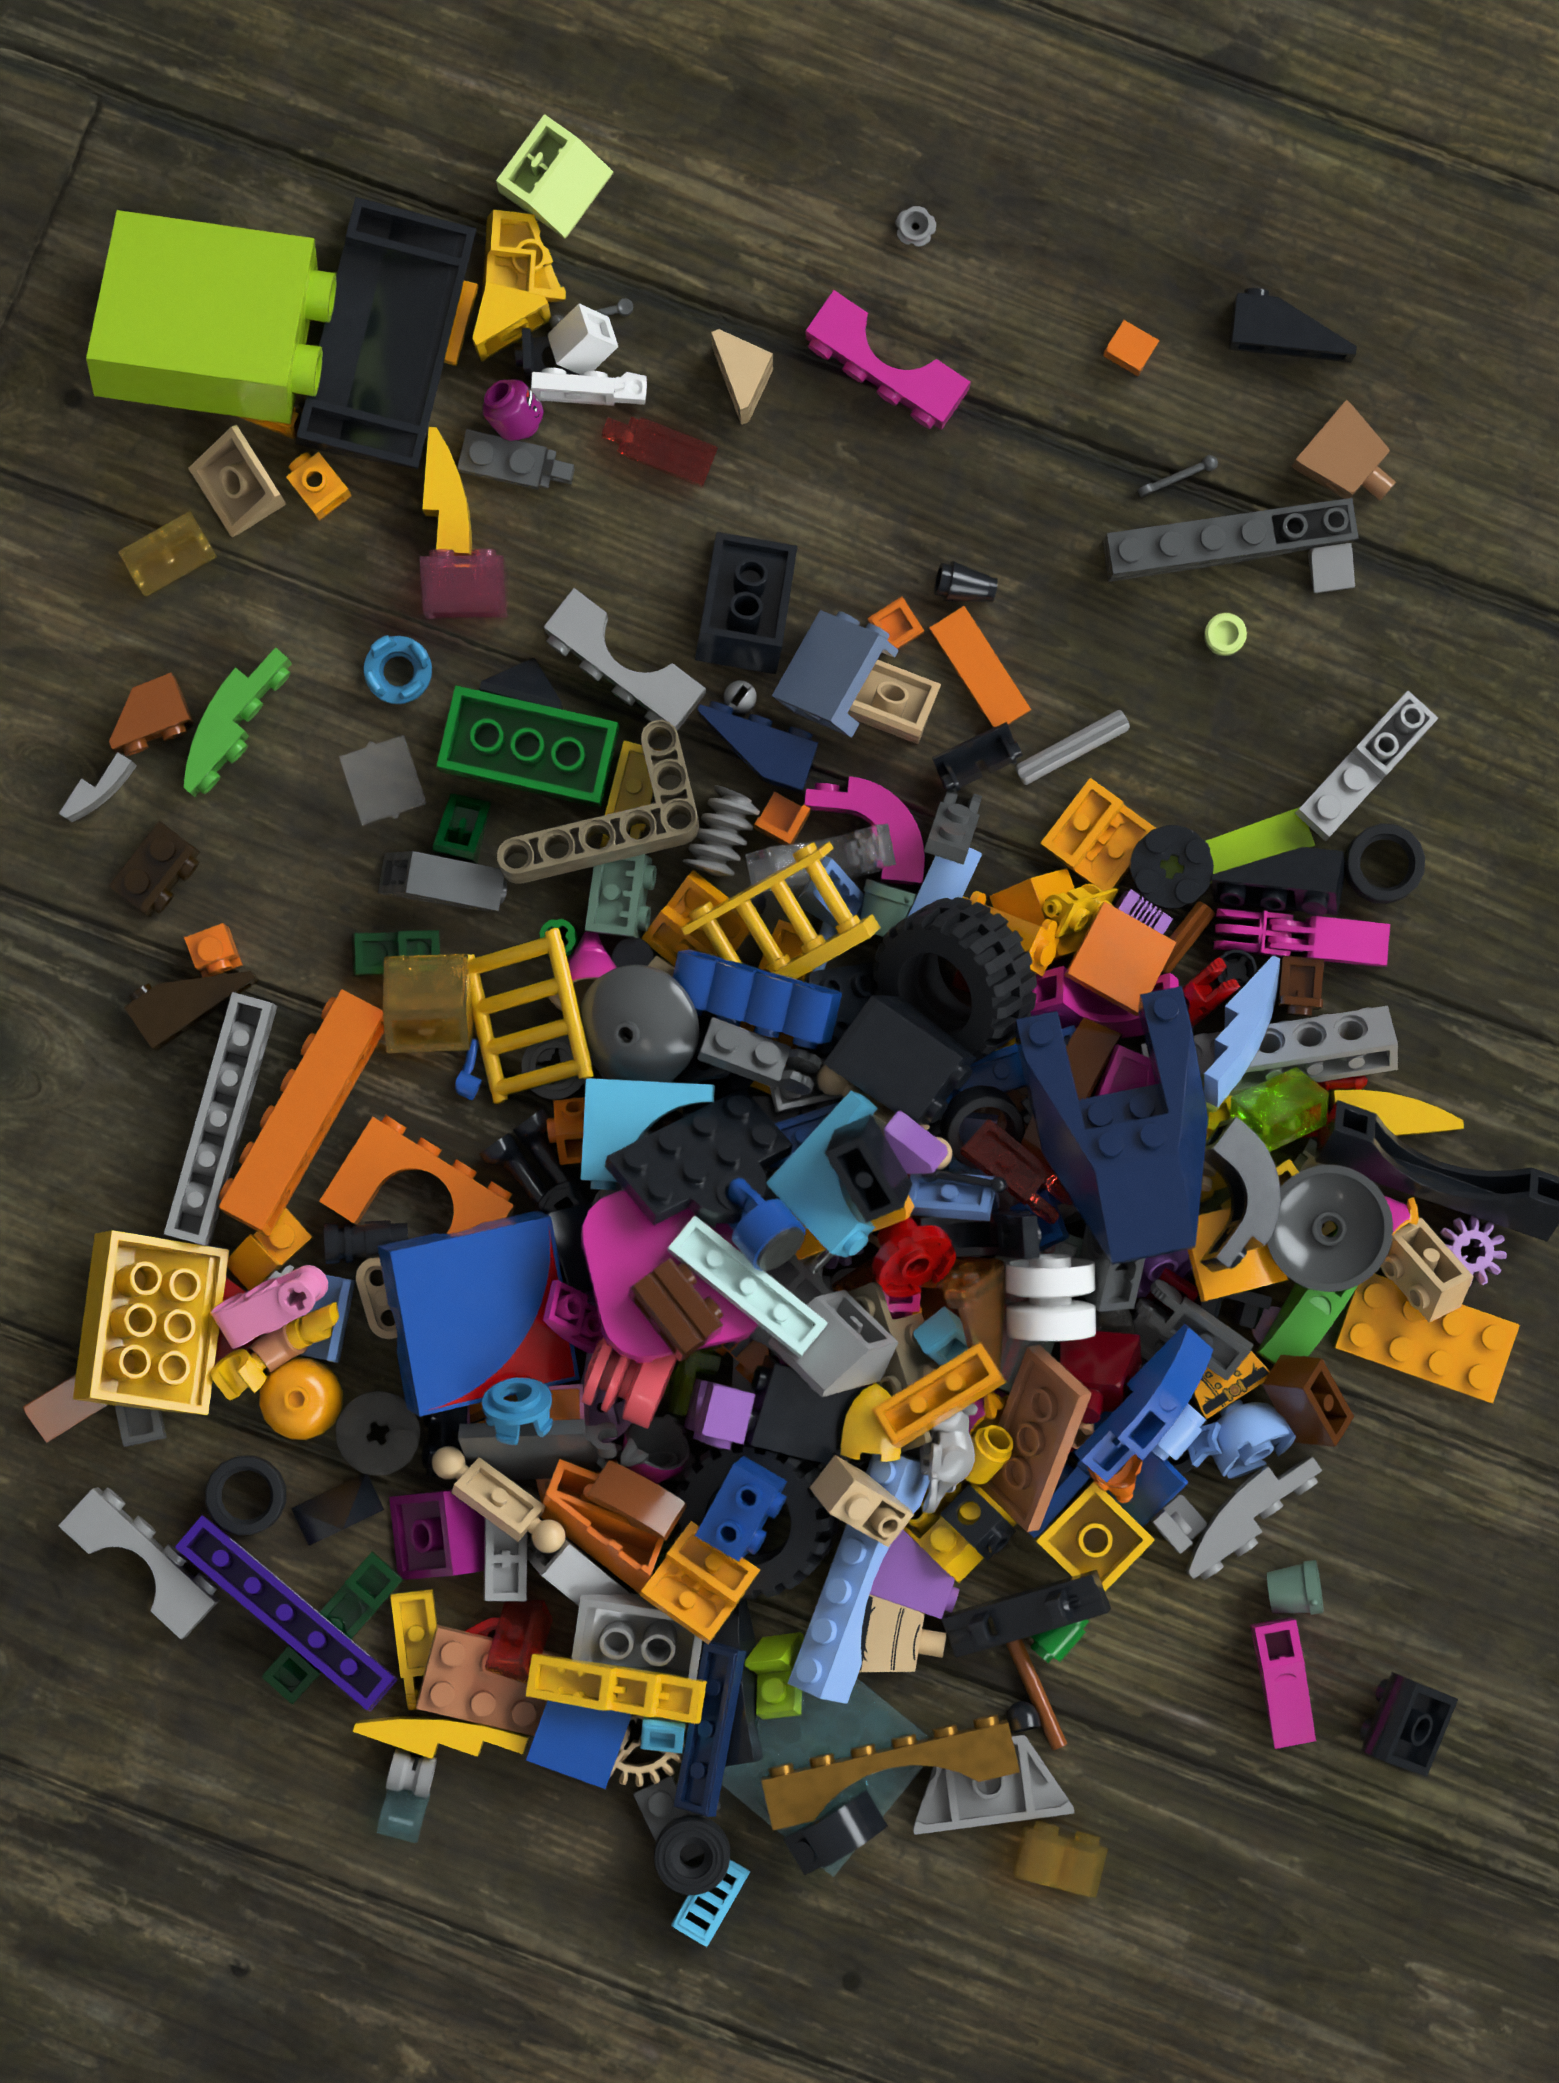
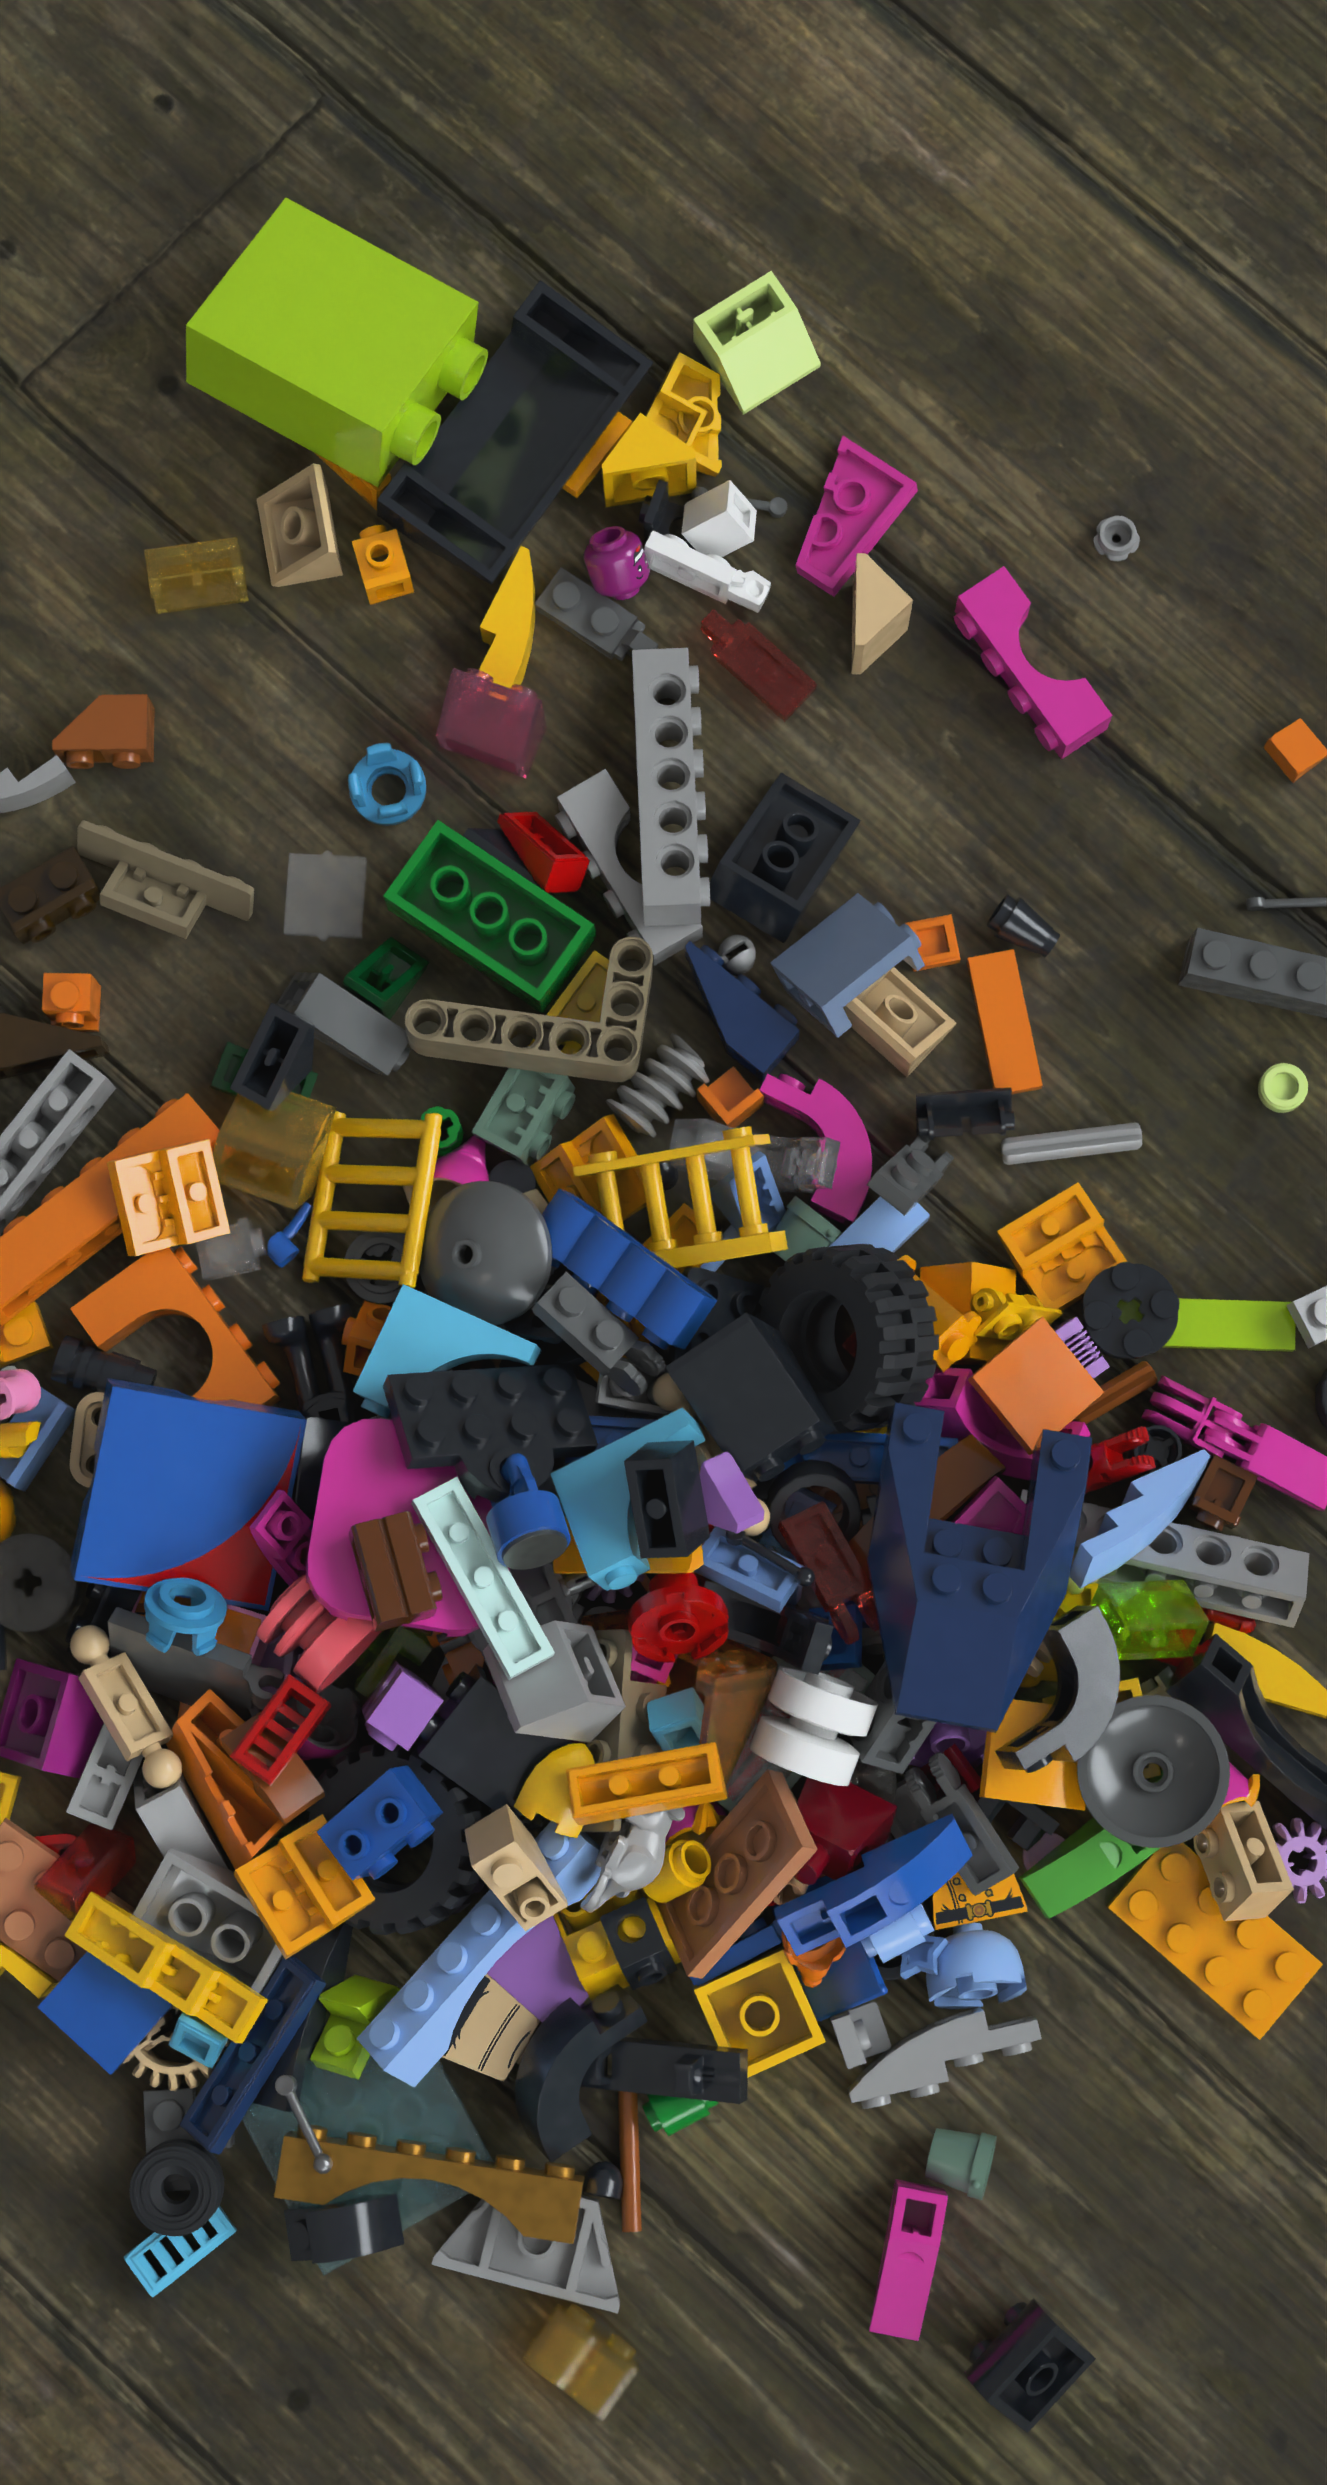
camera: 25 degrees right, 5 degrees down
(218, 733) = (172, 777): bright green slope -> none
(244, 826) = (158, 885): none -> dark tan bracket
(363, 1081) = (168, 1197): none -> light orange slope
(404, 934) = (276, 1059): none -> black slope
(425, 1102) = (233, 1252): none -> clear bracket
(551, 675) = (545, 852): none -> red slope
(640, 1434) = (289, 1688): none -> red slope
(666, 678) = (667, 897): none -> light grey brick
(691, 289) = (854, 513): none -> dark pink wing
(748, 1742) = (286, 2086): none -> flat silver hinge
(951, 1639) = (557, 2062): none -> black arch
(1293, 880) = (1250, 1375): black slope -> none
(1308, 1400) = (1056, 1954): reddish brown brick -> none

